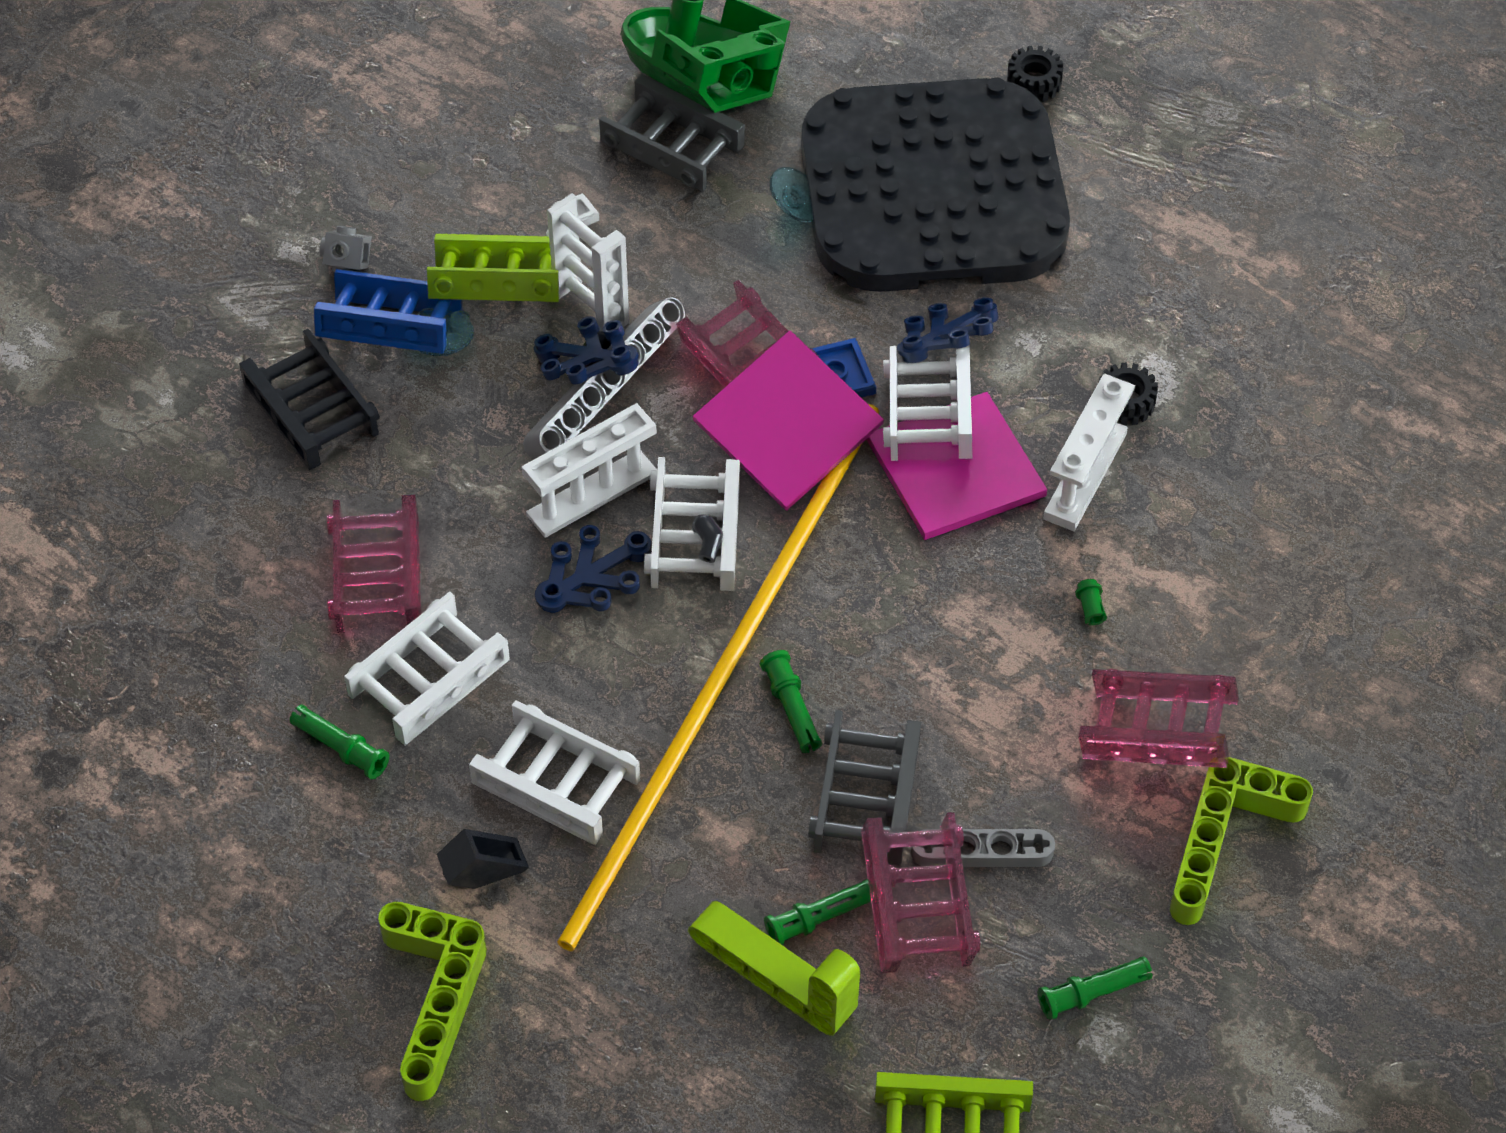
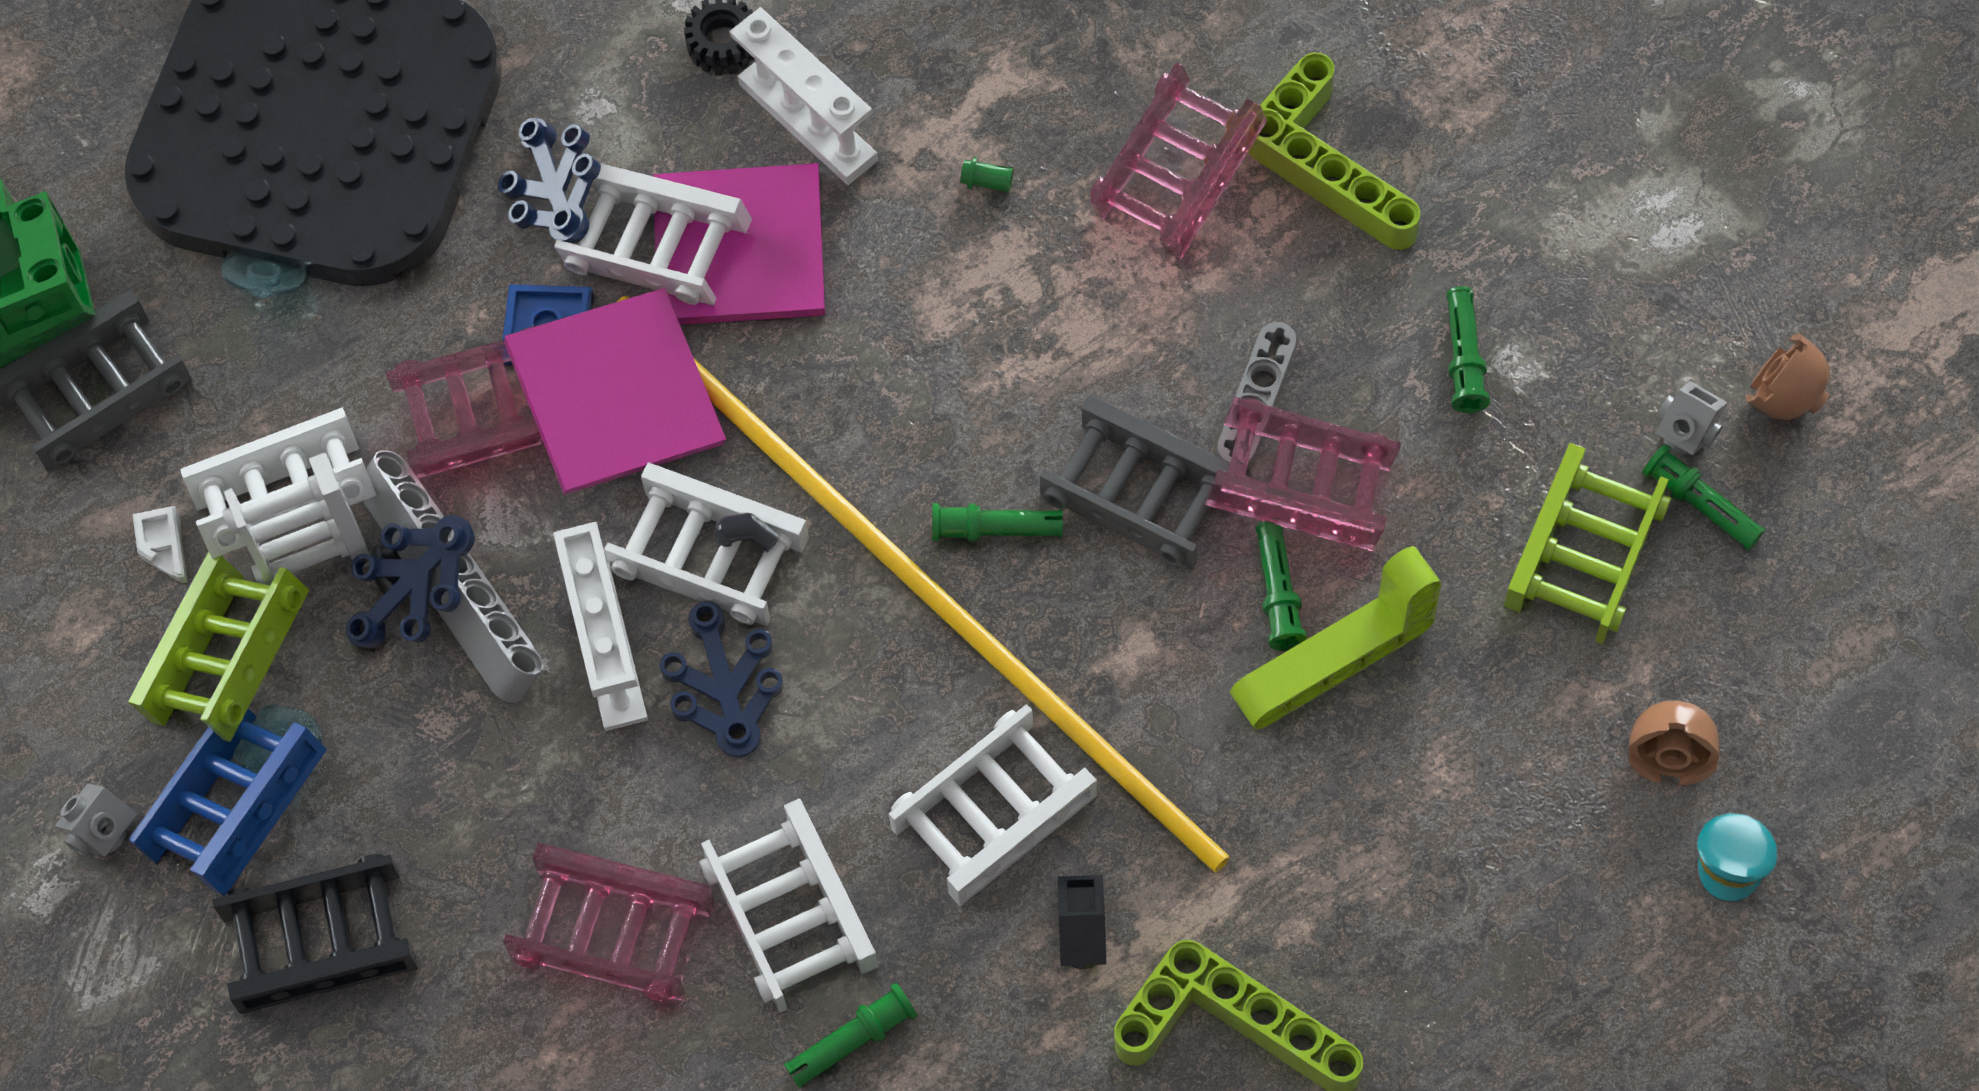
camera: 65 degrees left, 10 degrees up
(653, 253) = (270, 460): none -> white fence

